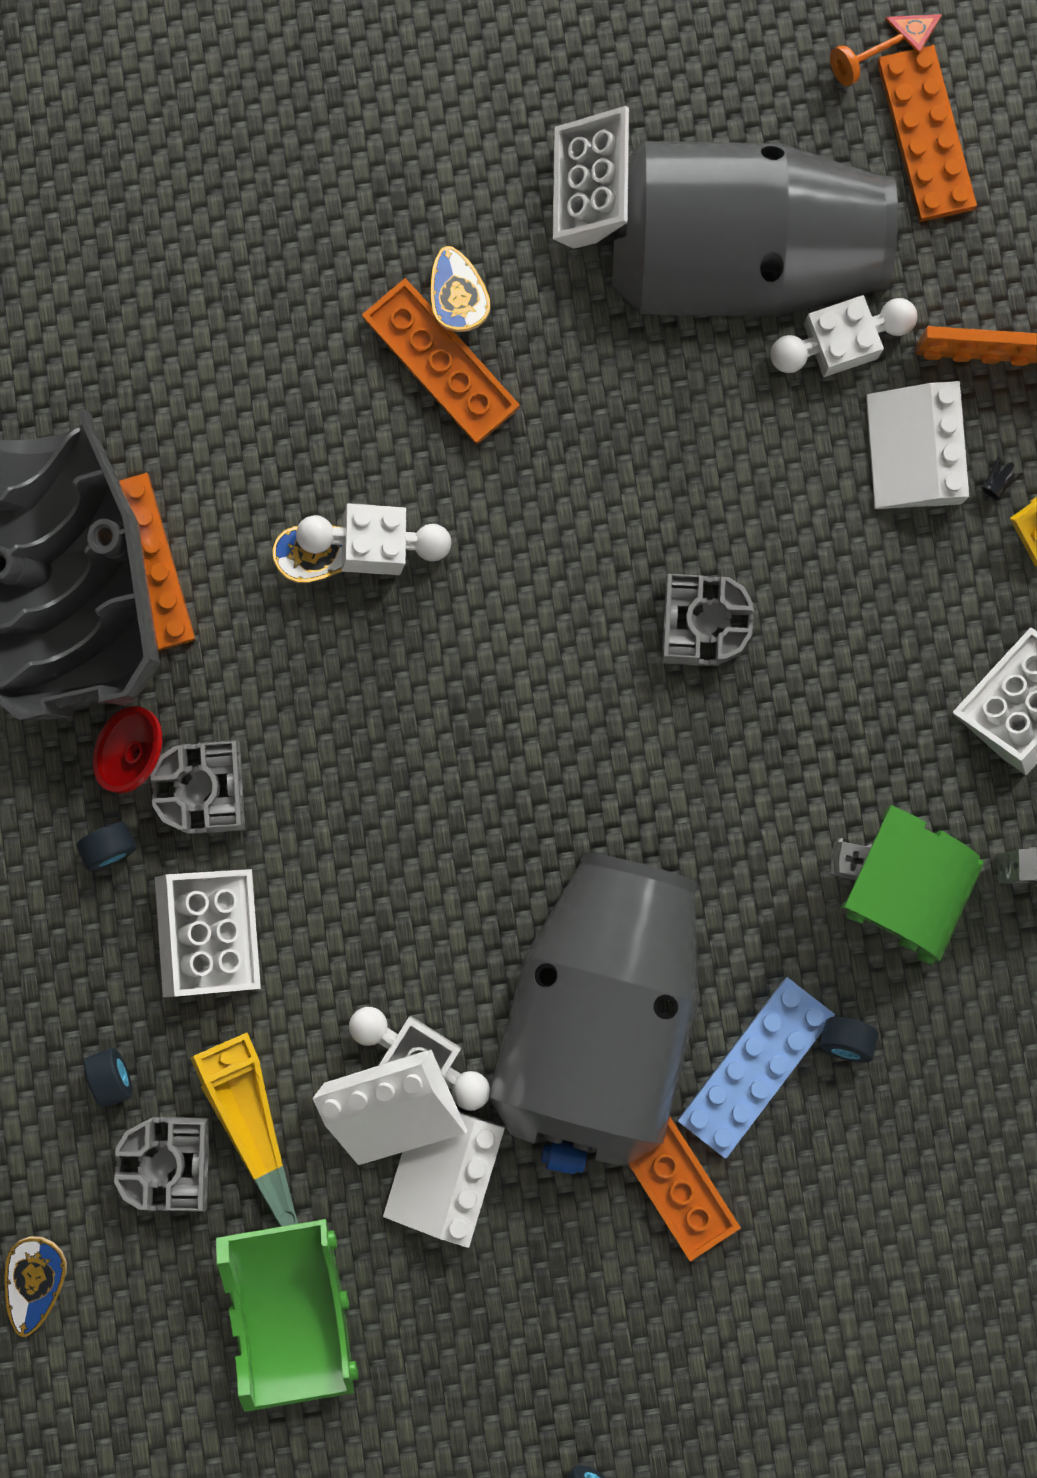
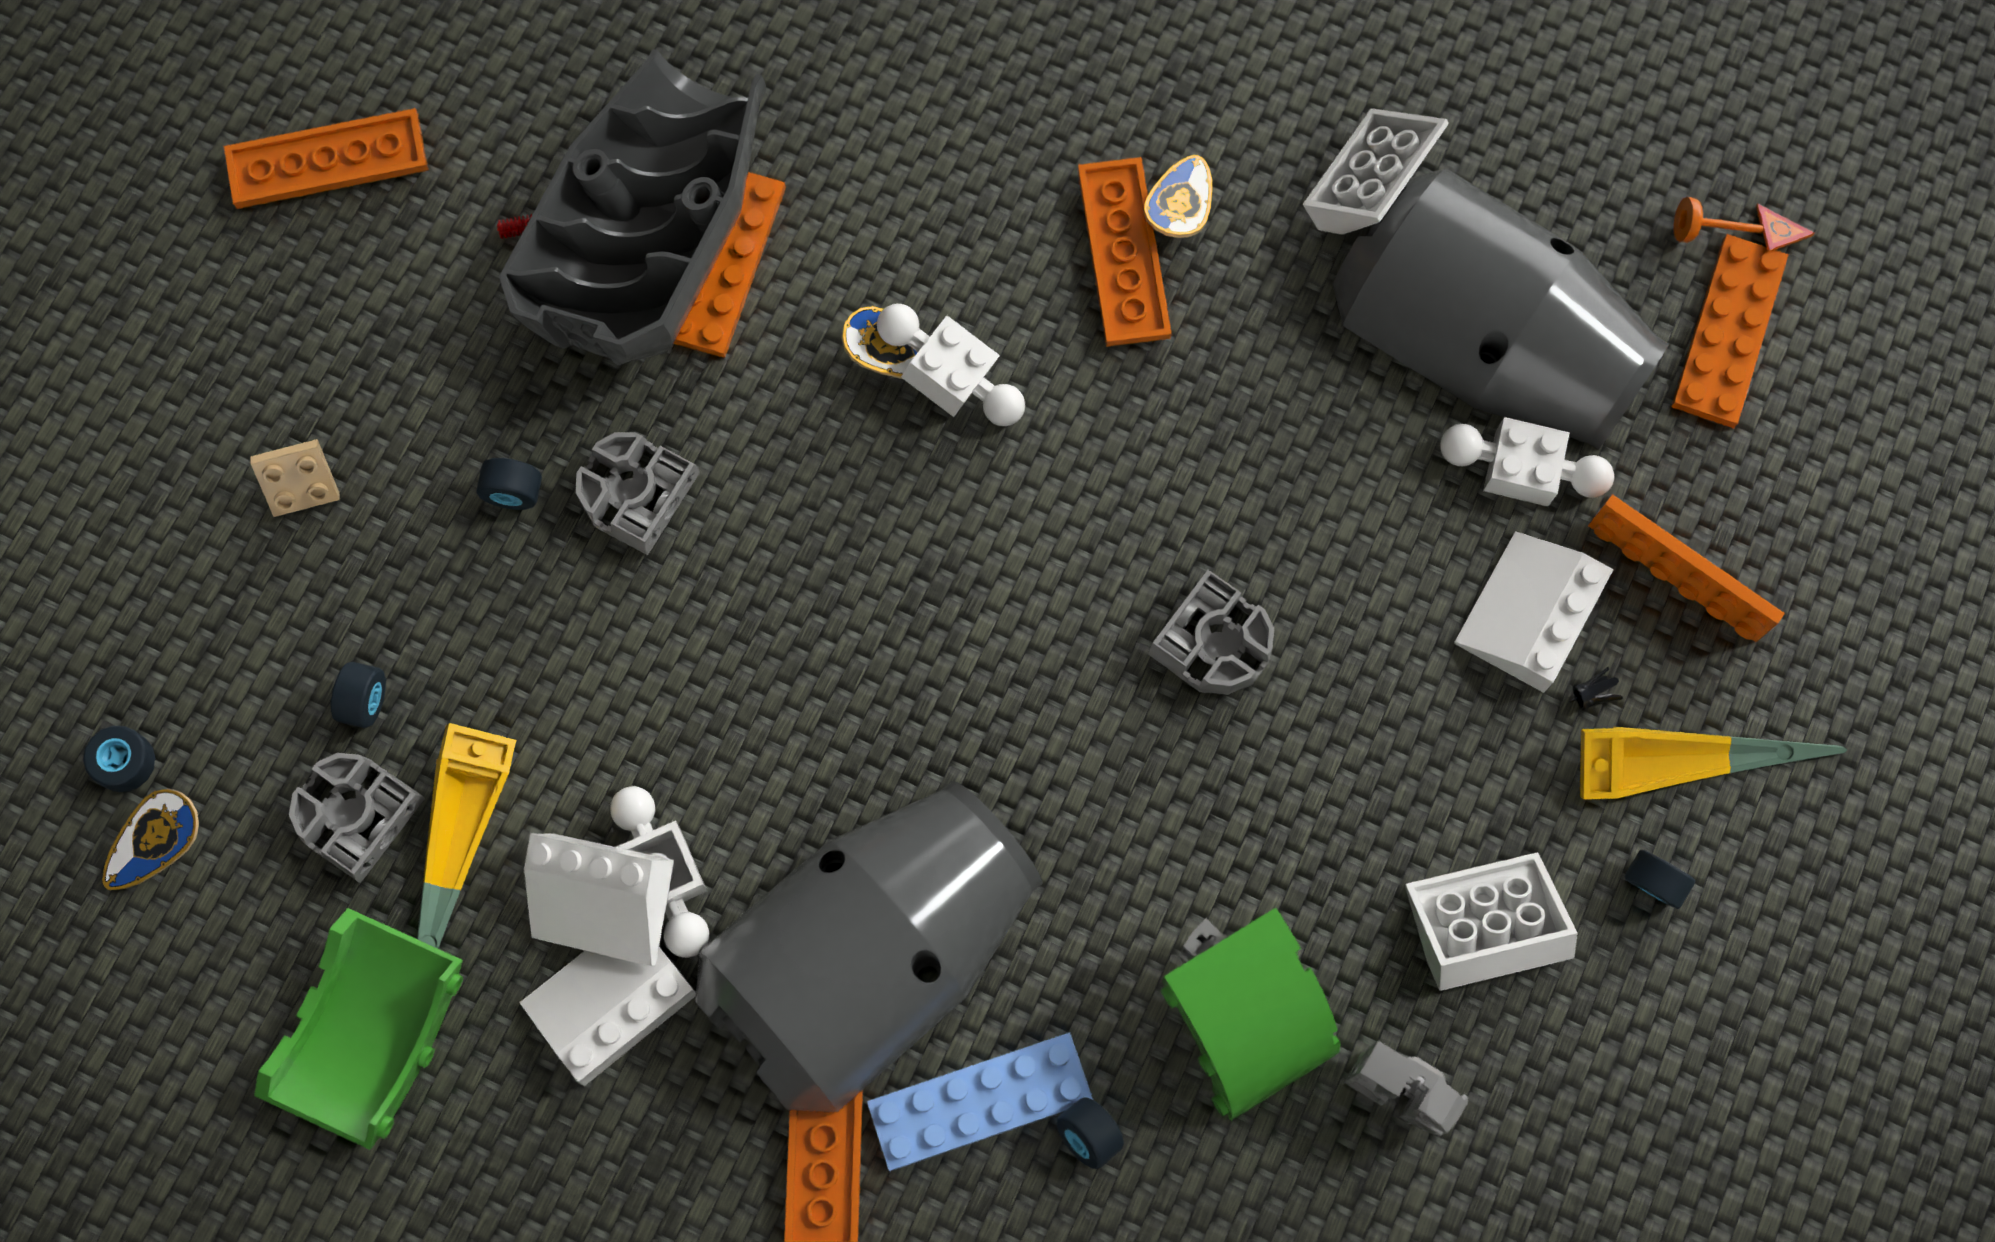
camera: 30 degrees right, 10 degrees down
(127, 749) = (591, 410): red dish -> none
(207, 932) = (545, 624): white slope -> none
(563, 1157) = (731, 1061): blue brick -> none

